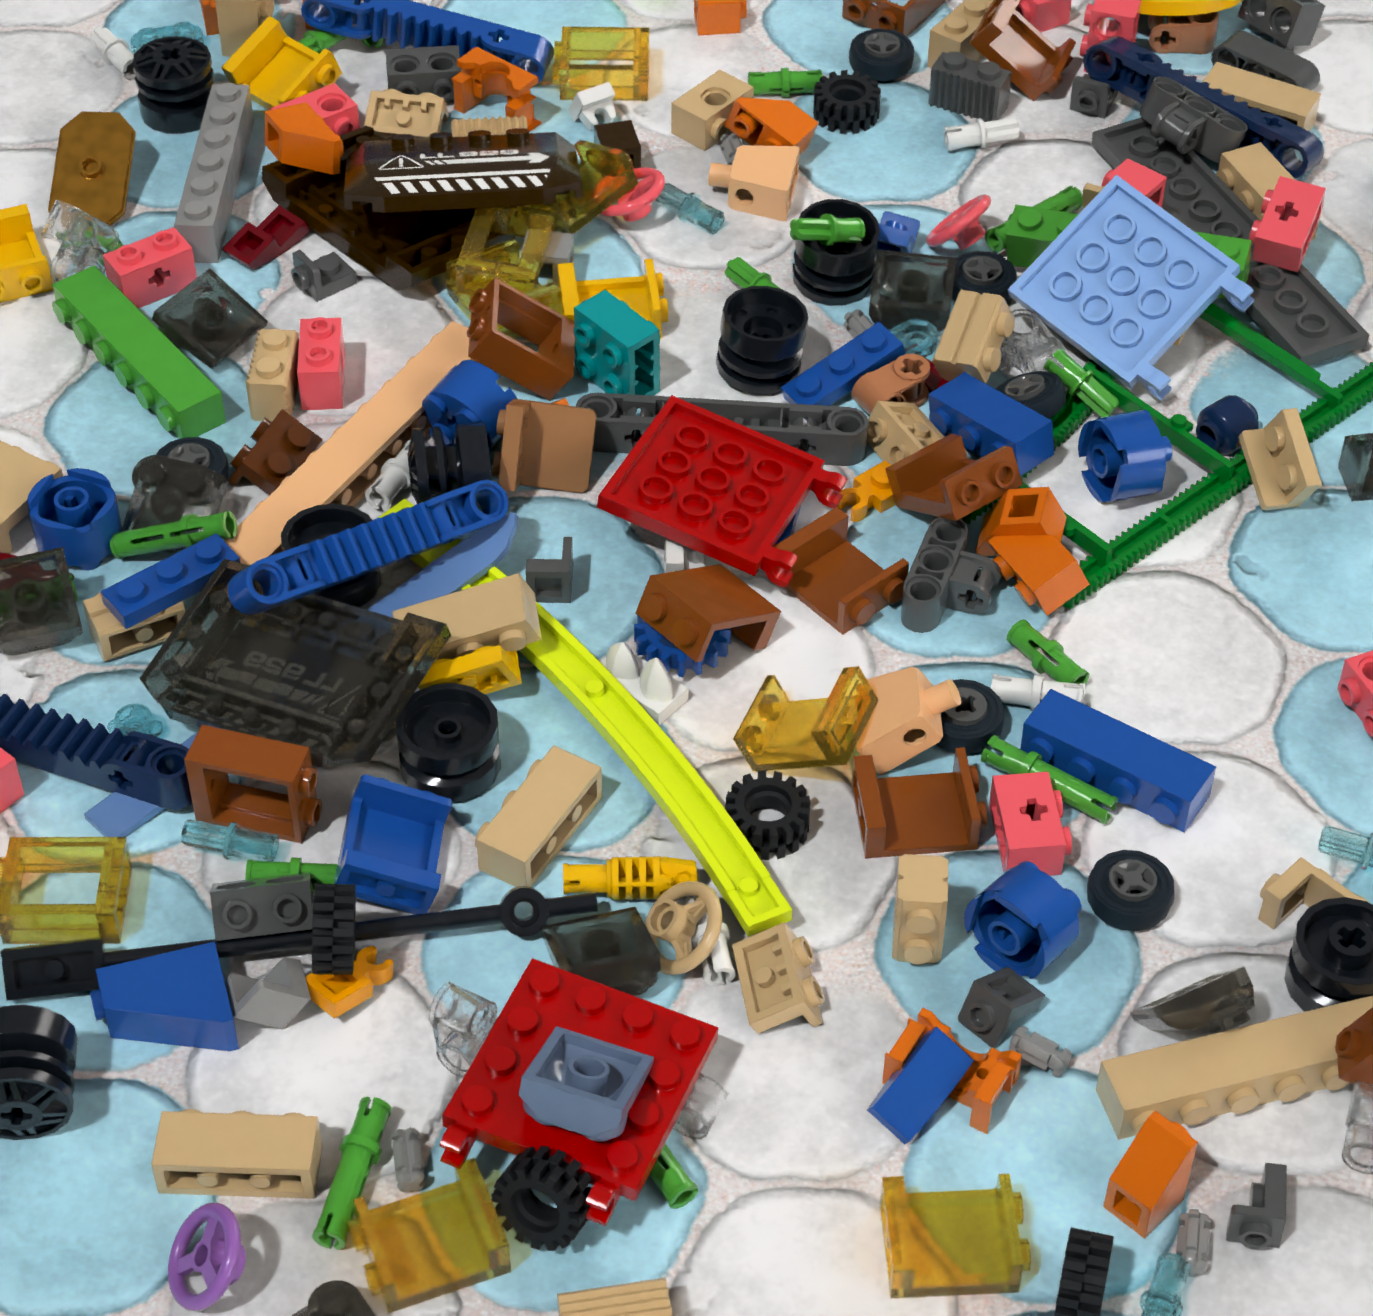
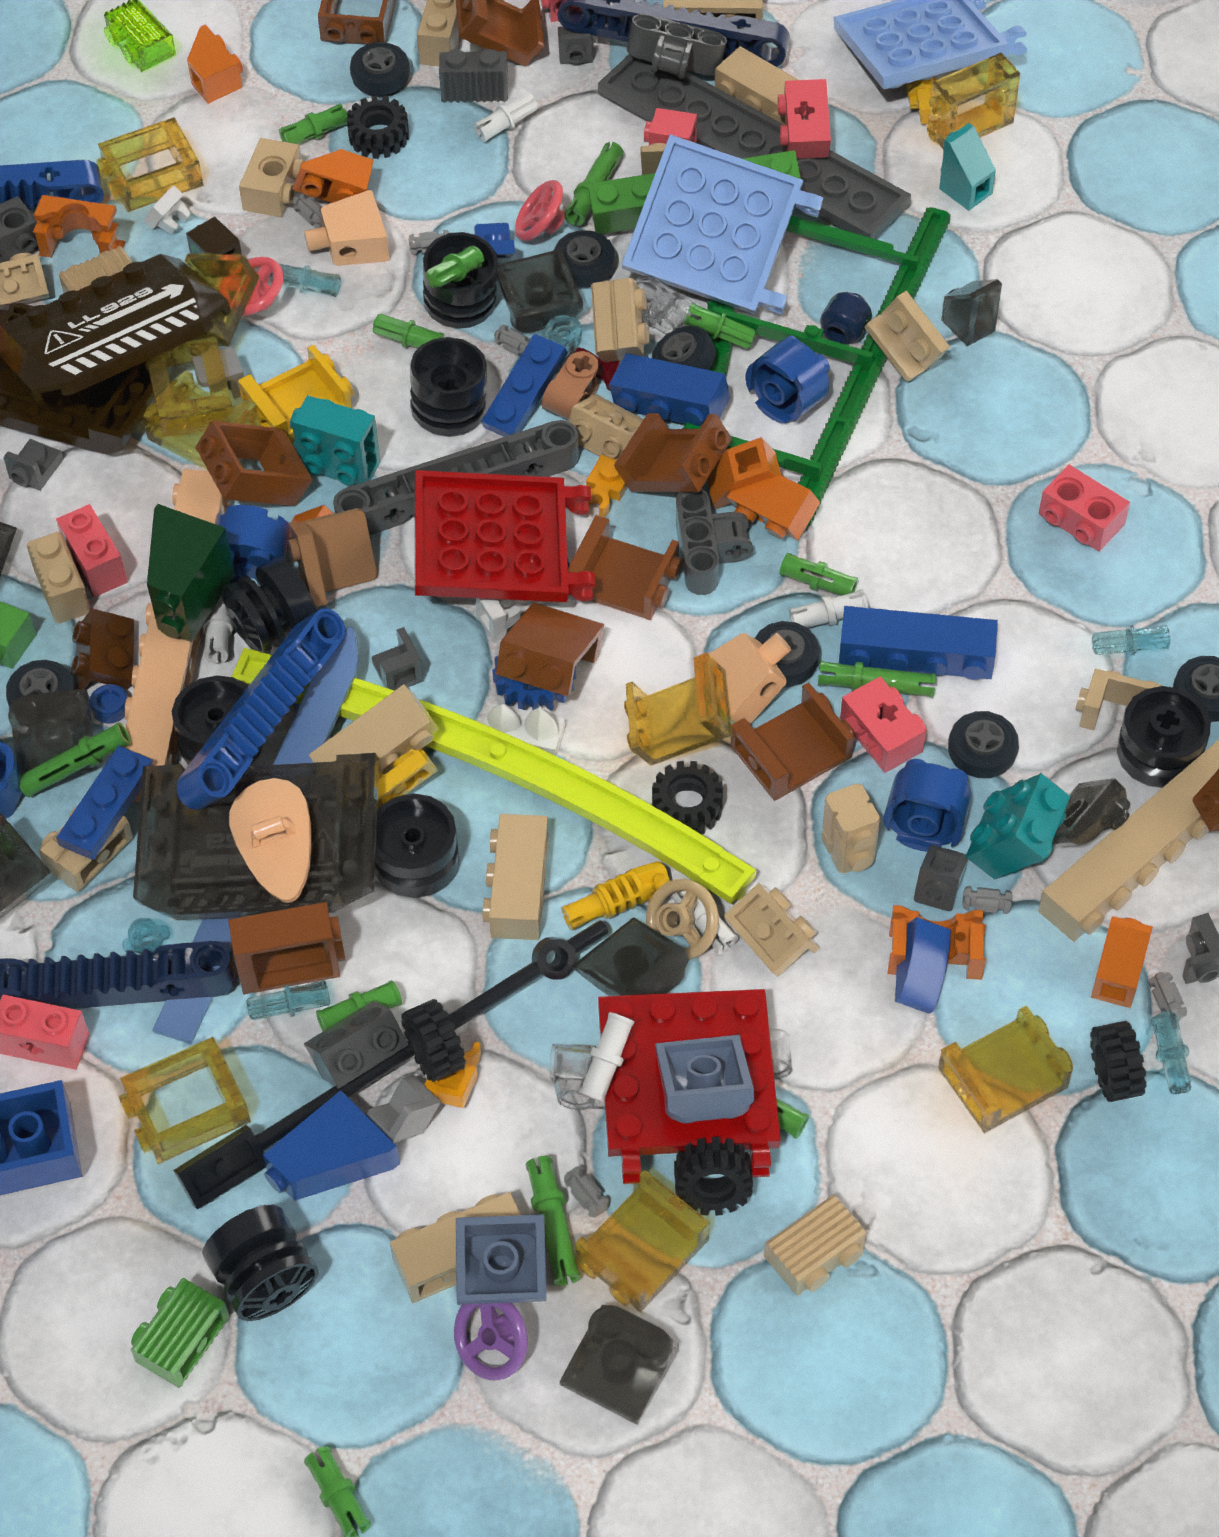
camera: 25 degrees left, 10 degrees up
(244, 500) = (108, 703): none -> blue tile
(251, 1172) = (500, 1259): none -> sand blue slope
(303, 669) = (274, 835): none -> light nougat shield
(378, 399) = (186, 571): none -> dark green slope
(393, 844) = (422, 950): blue panel -> none
(493, 1016) = (606, 1057): none -> white pin
(1111, 981) = (1018, 826): none -> teal brick

